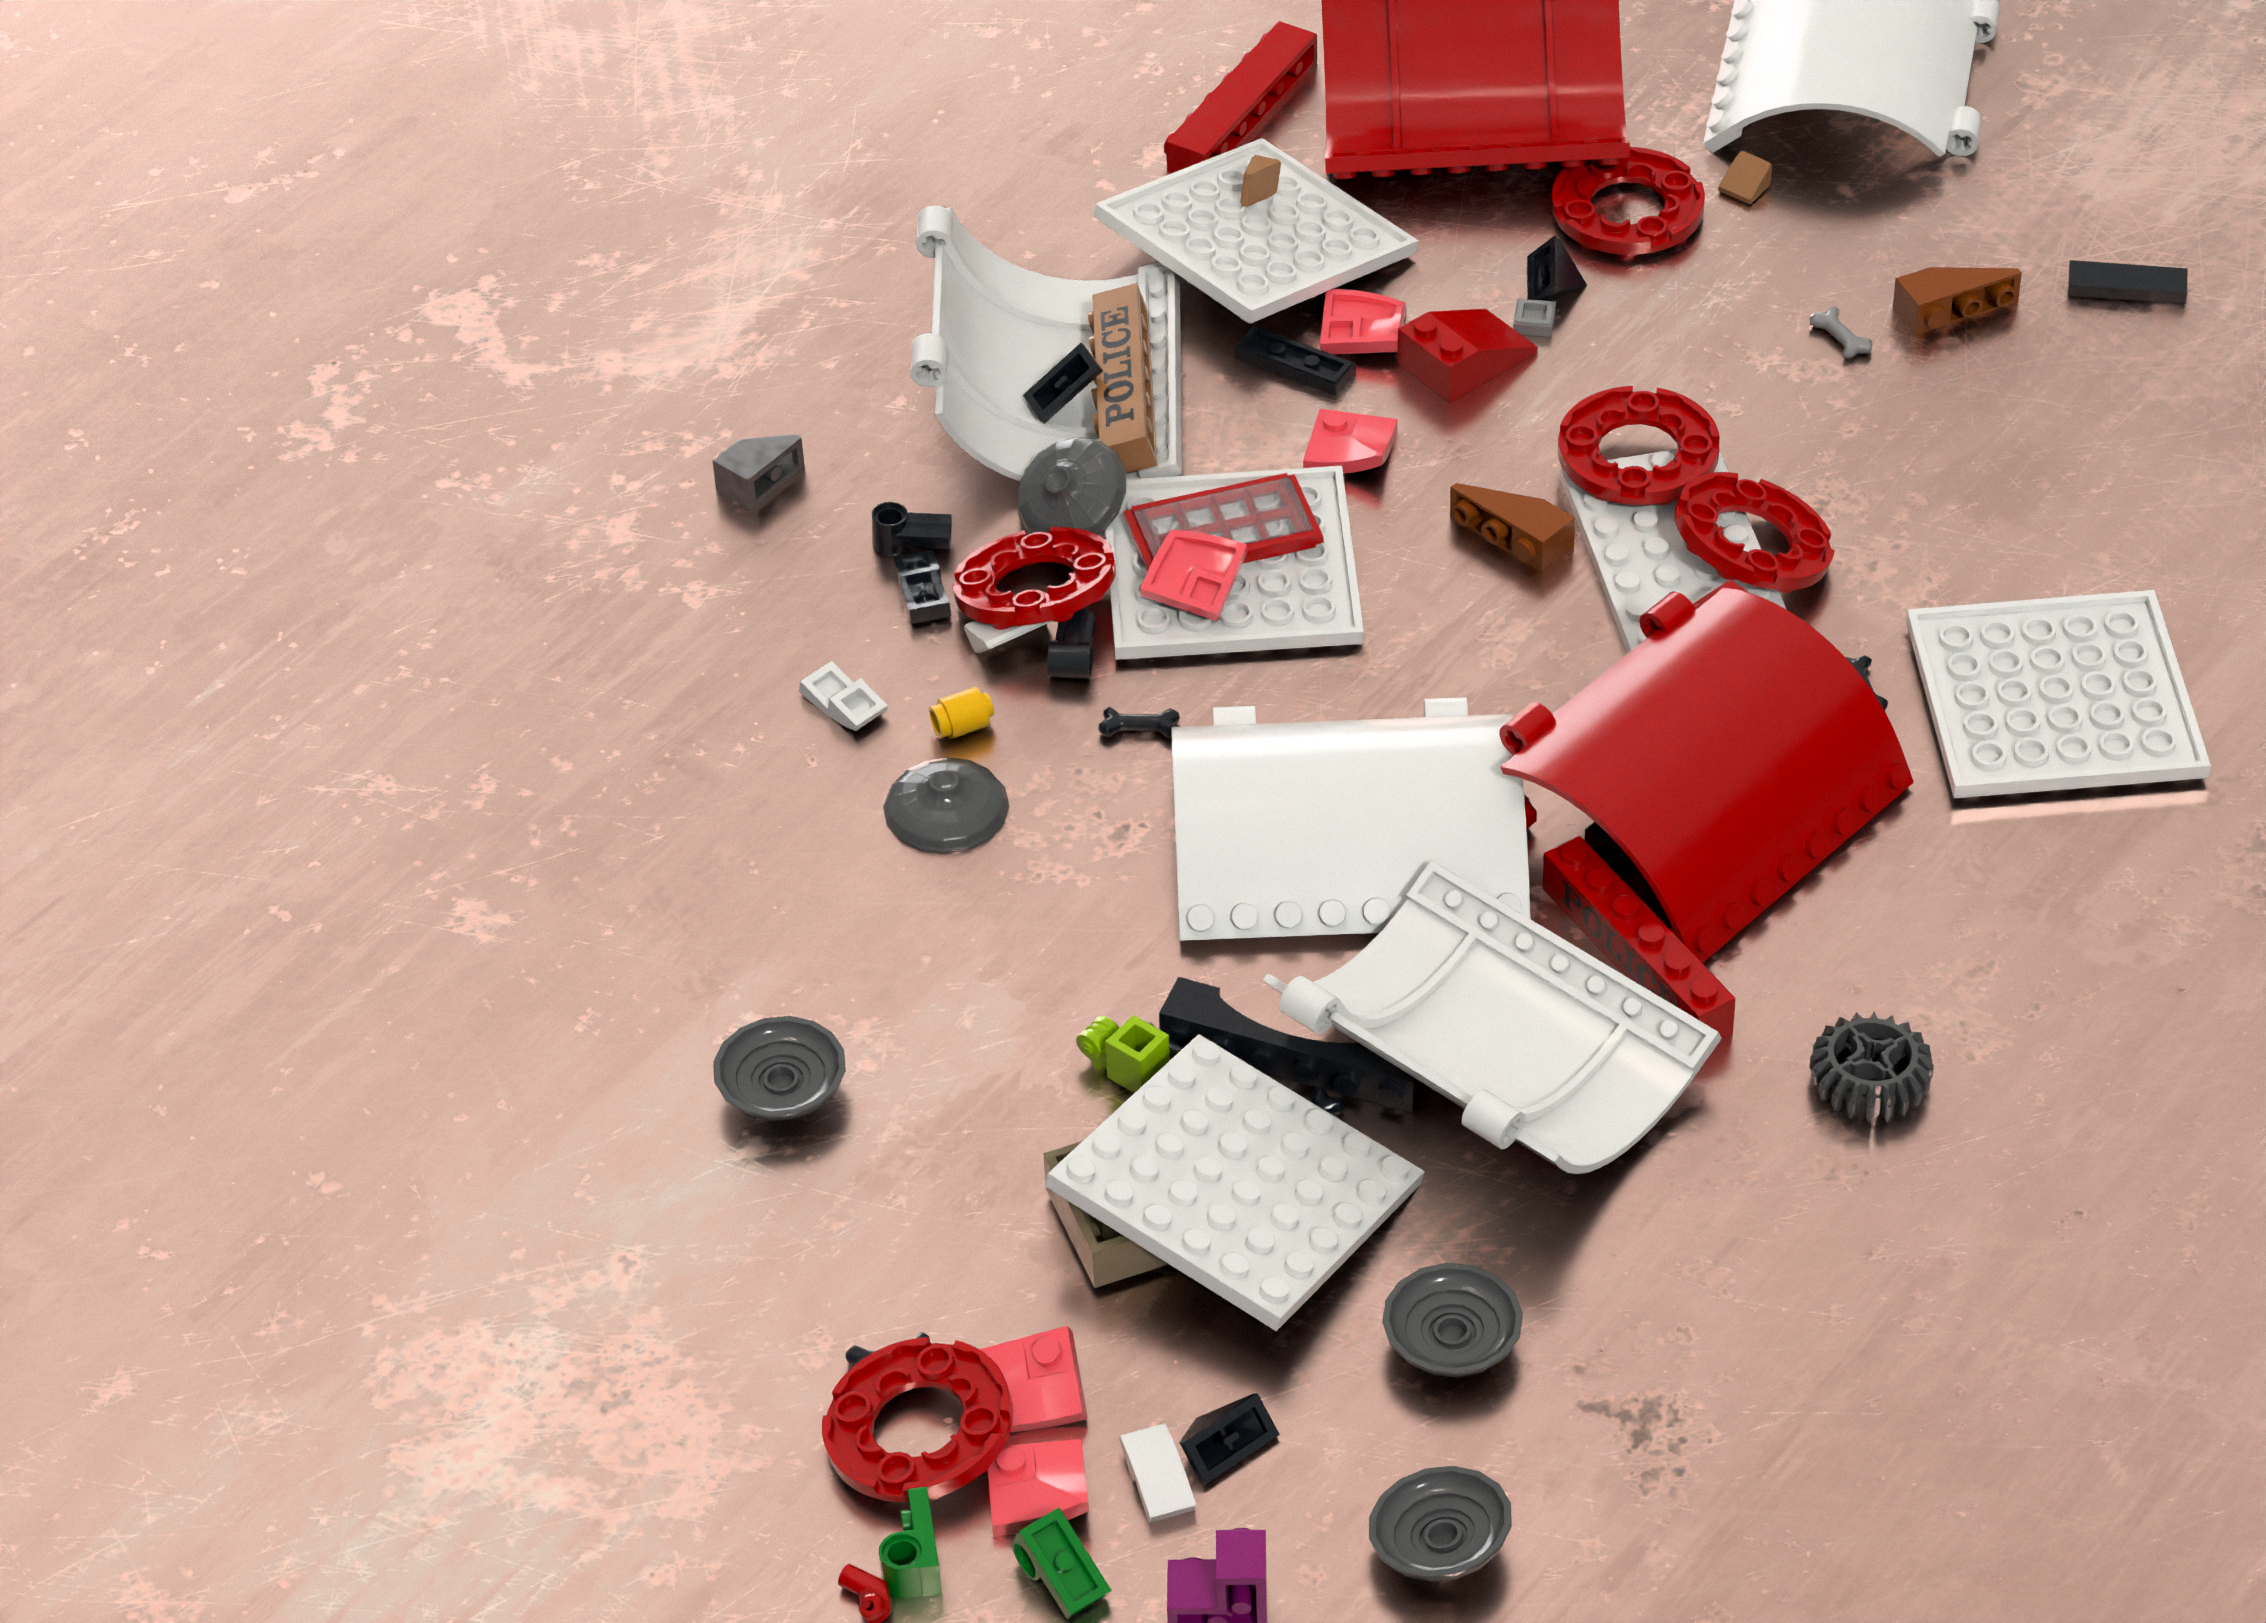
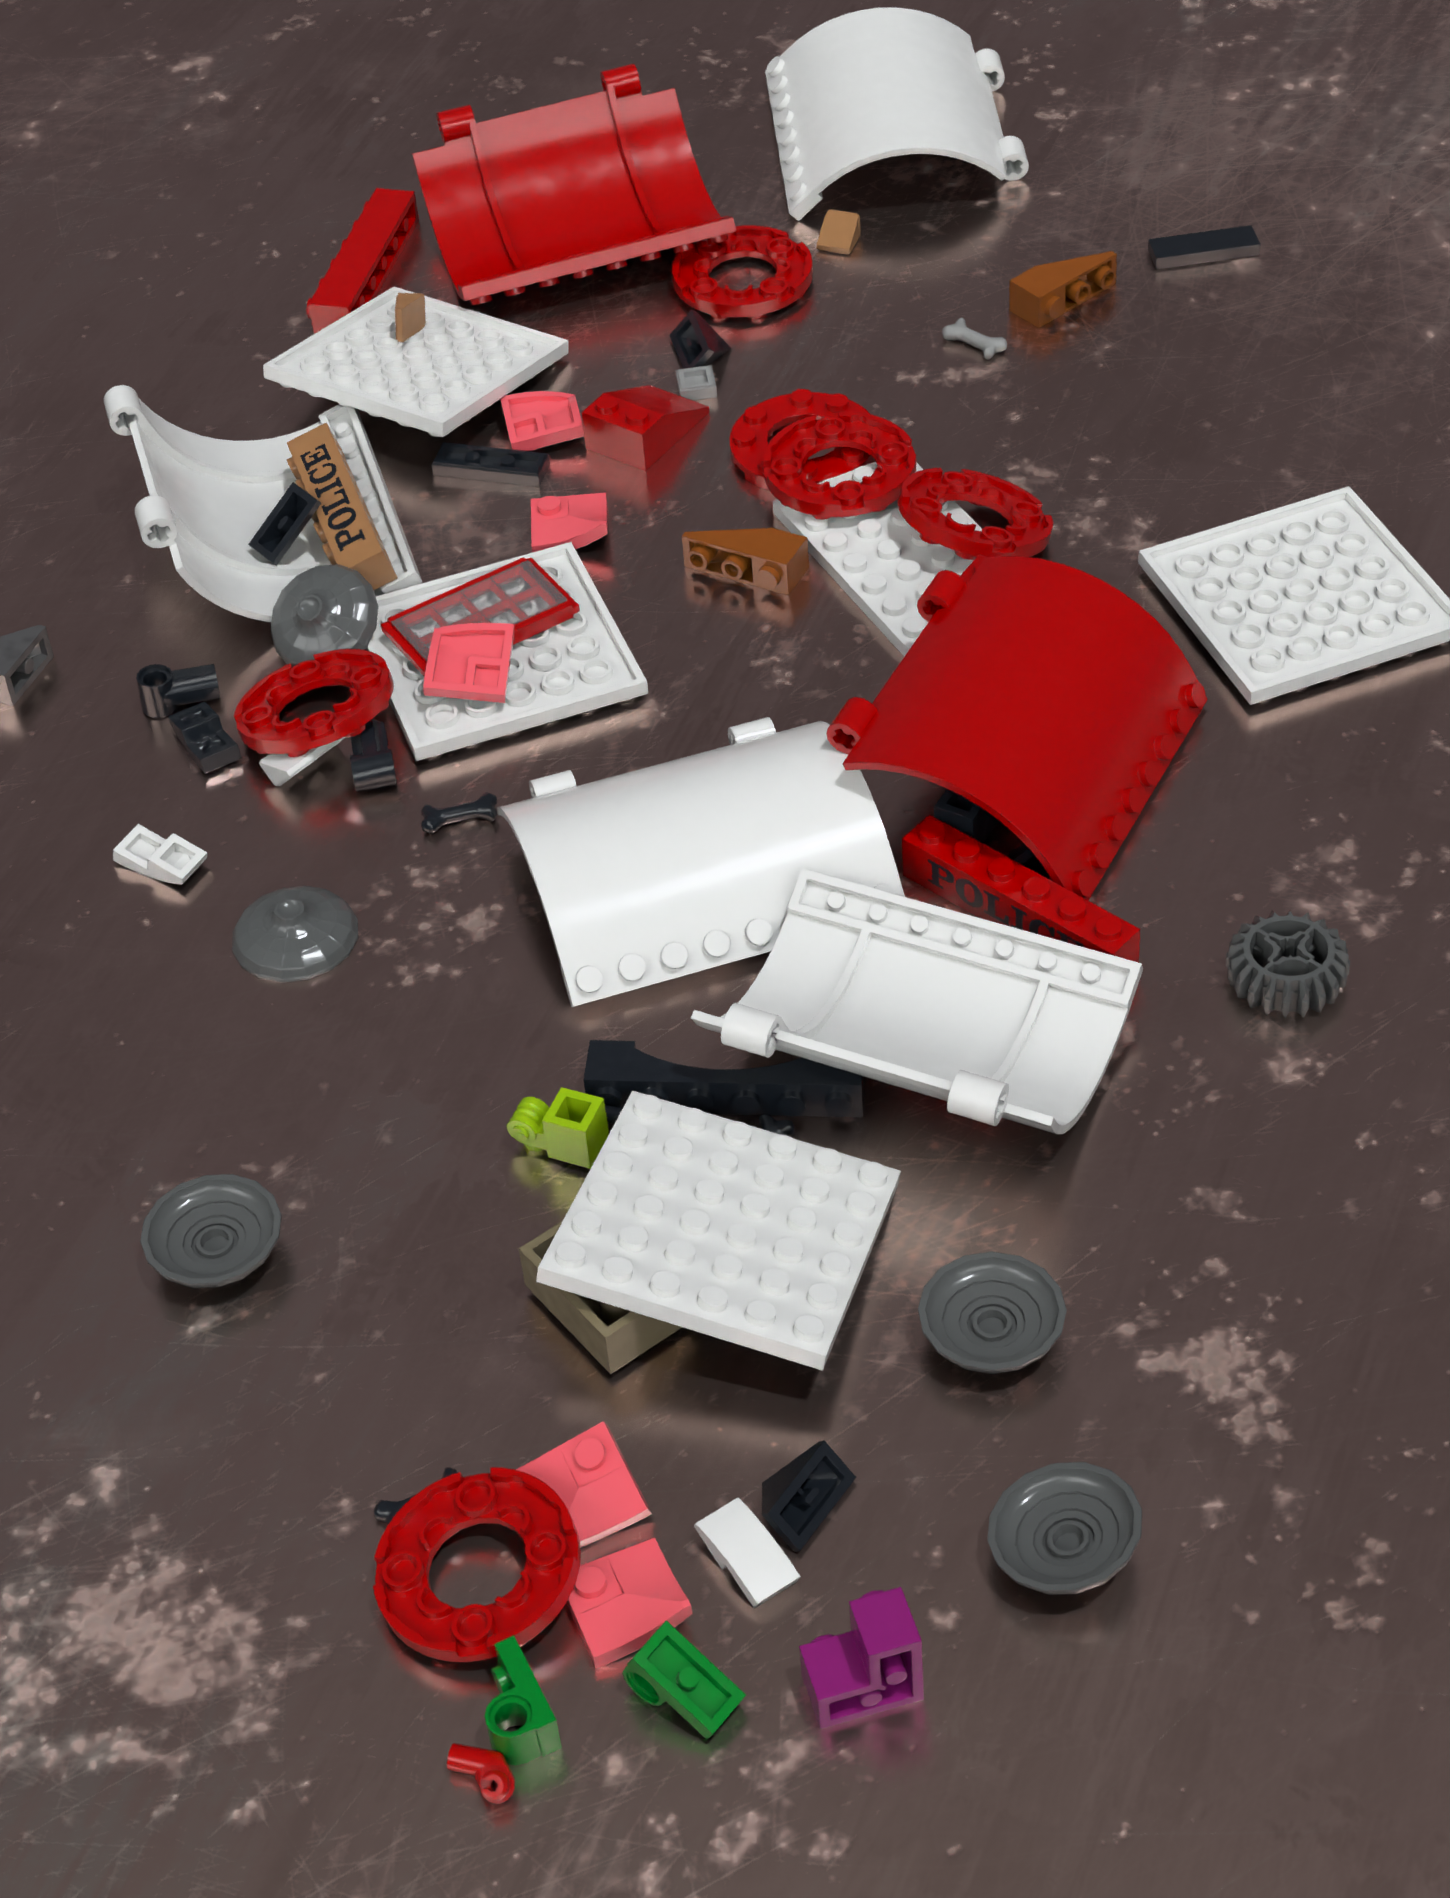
camera: 15 degrees left, 0 degrees up
(961, 713) = (283, 843): yellow brick -> none
(1605, 372) = (757, 424): none -> red plate

